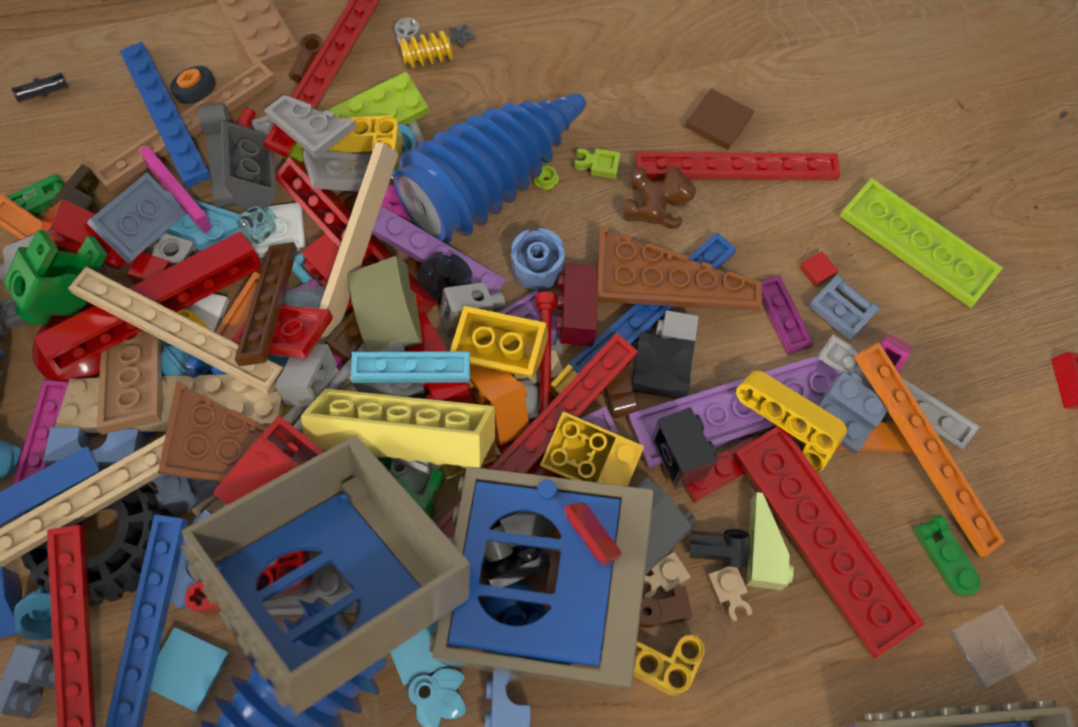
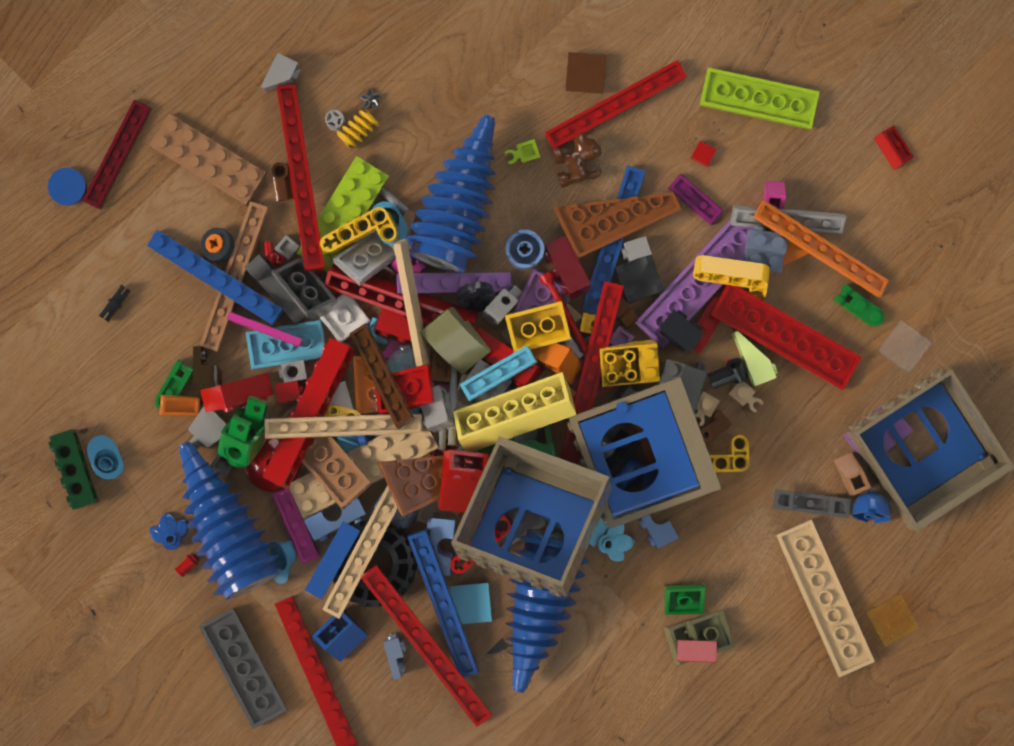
camera: 25 degrees left, 20 degrees up
(34, 616) = (375, 620): dark azure piece -> none
(136, 217) = (261, 365): sand blue plate -> none
(256, 224) = (333, 325): clear light blue head -> none
(307, 126) = (331, 244): light grey wing -> none
(550, 173) = (499, 180): lime plate -> none
(592, 533) = (660, 419): red slope -> none
(839, 311) = (730, 179): sand blue plate -> none

